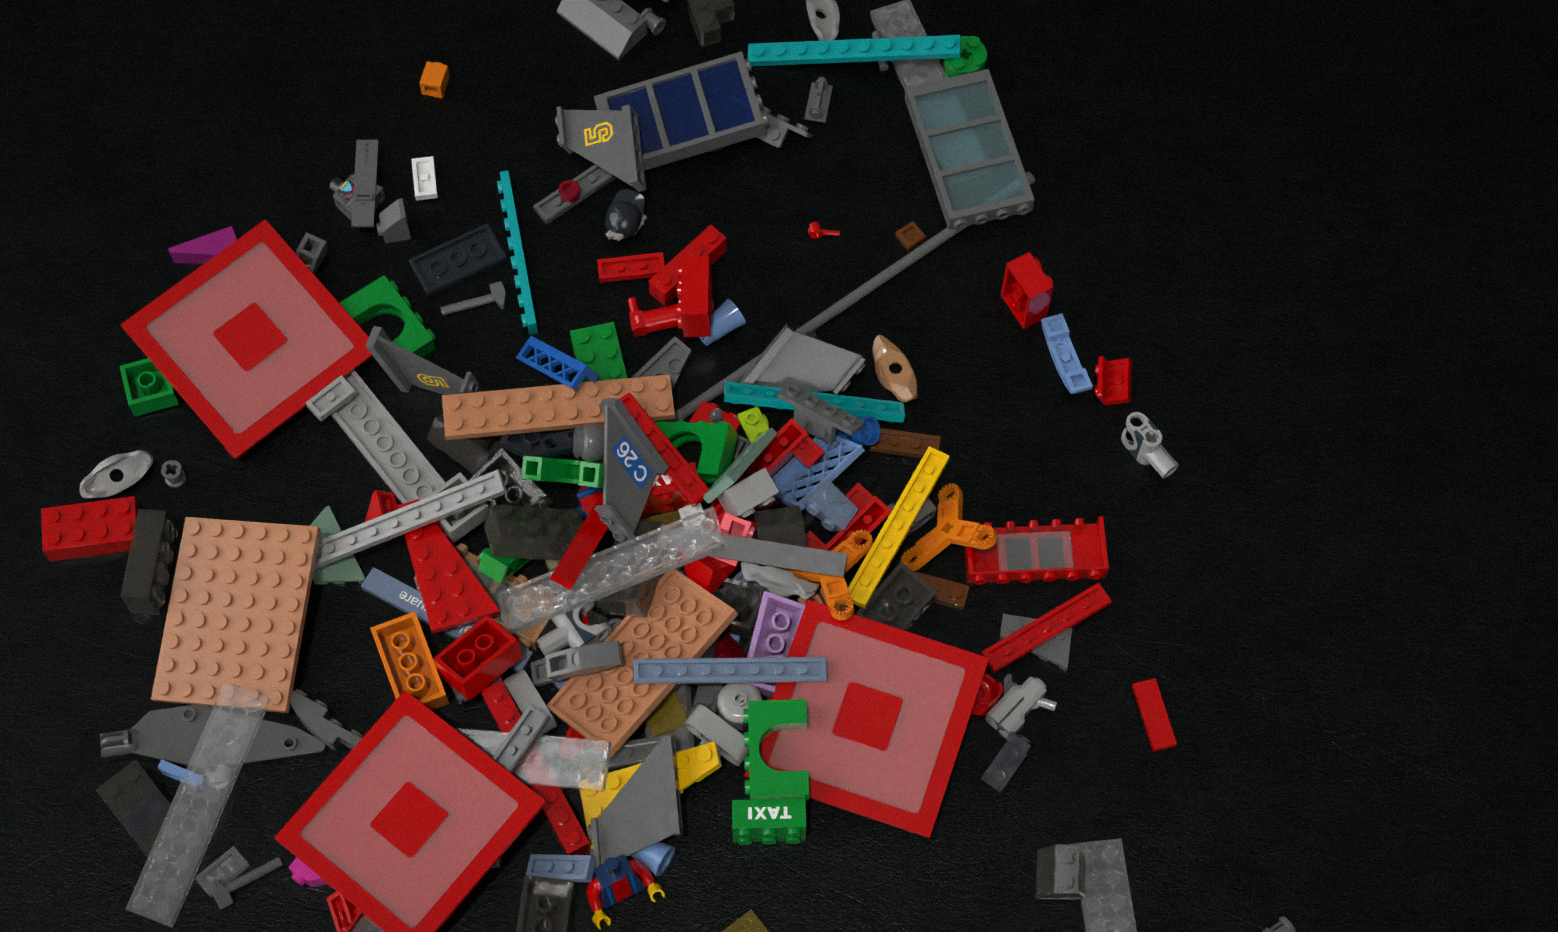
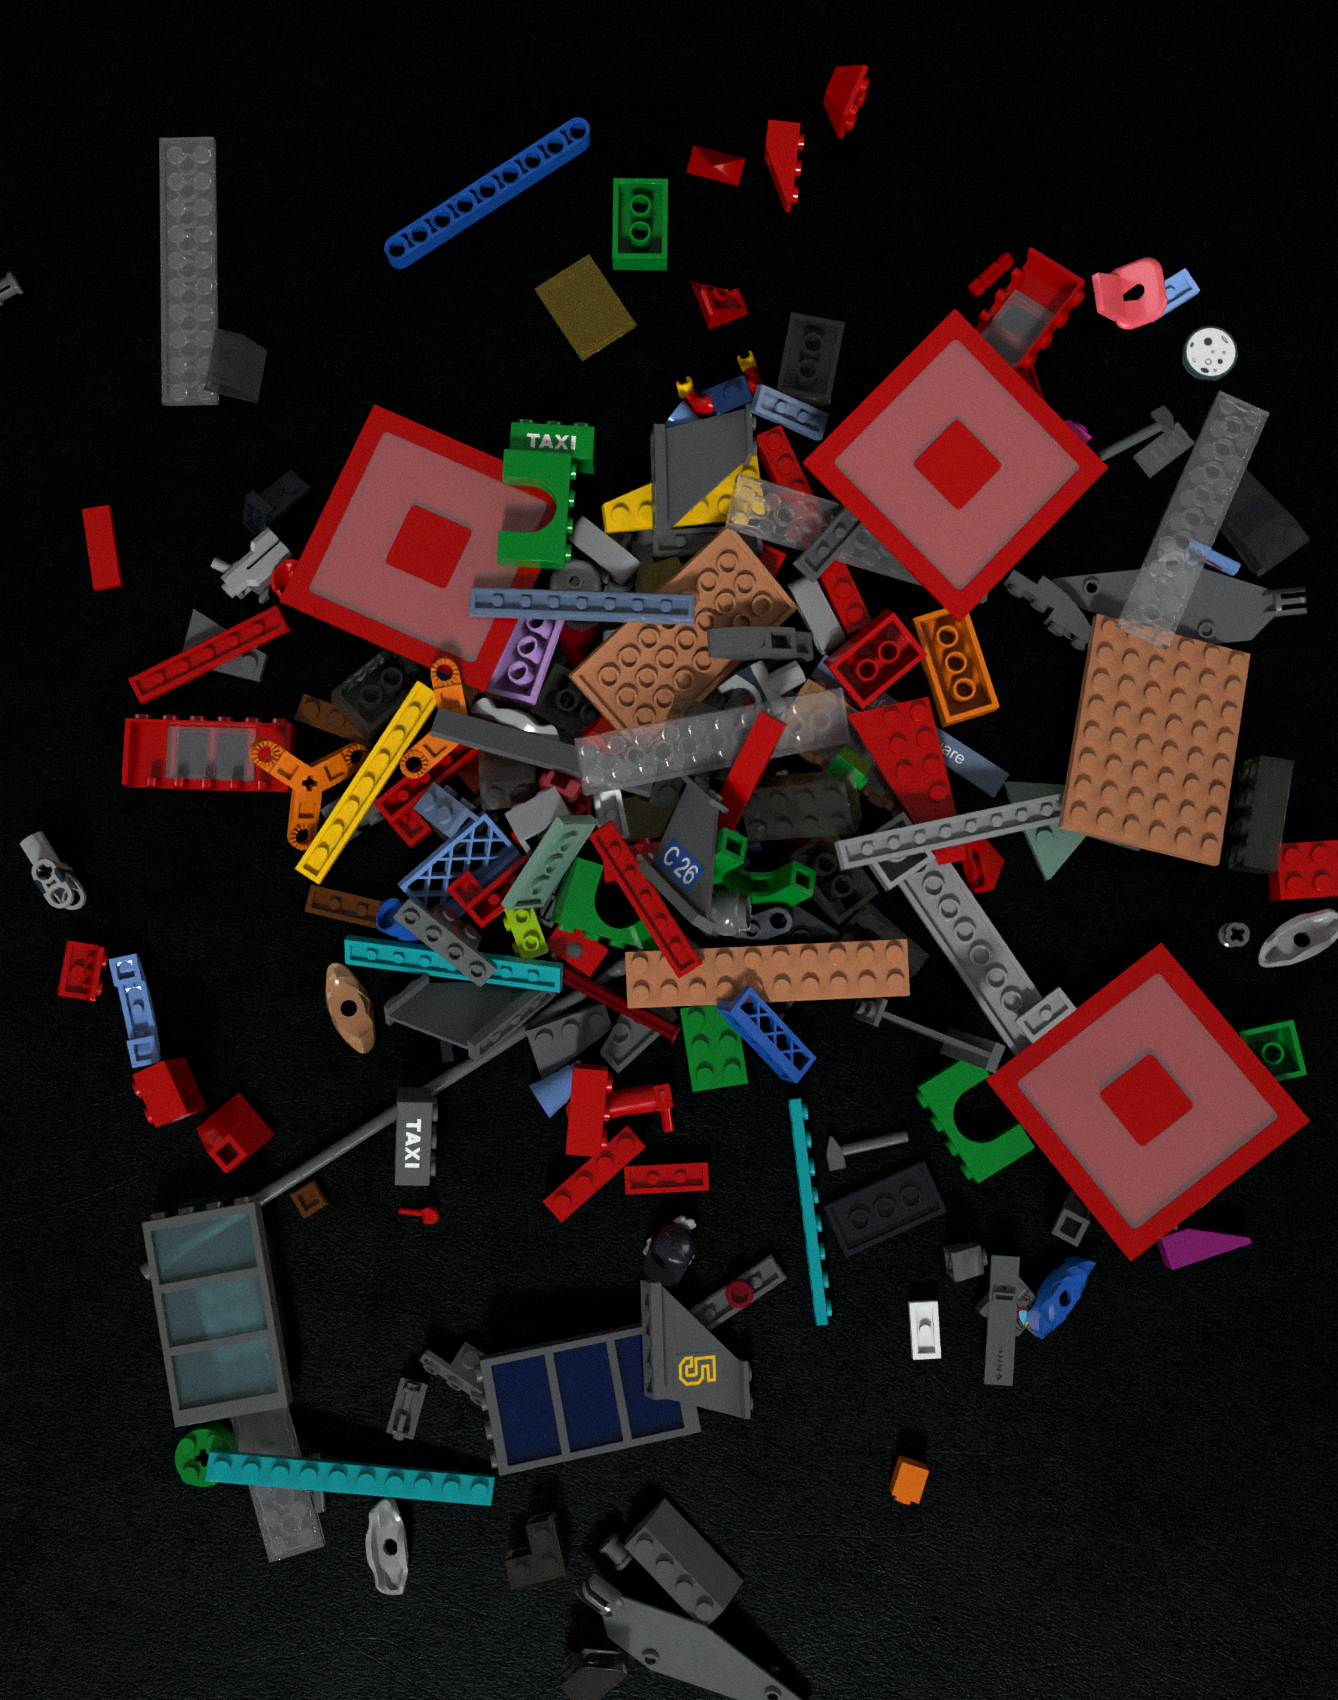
camera: 175 degrees left, 20 degrees up
(320, 204) = (1048, 1310): none -> blue piece
(680, 385) = (619, 1004): none -> dark red axle
(718, 361) = (566, 1036): none -> dark grey wing
(831, 274) = (415, 1136): none -> dark grey brick
(975, 272) = (234, 1133): none -> red slope

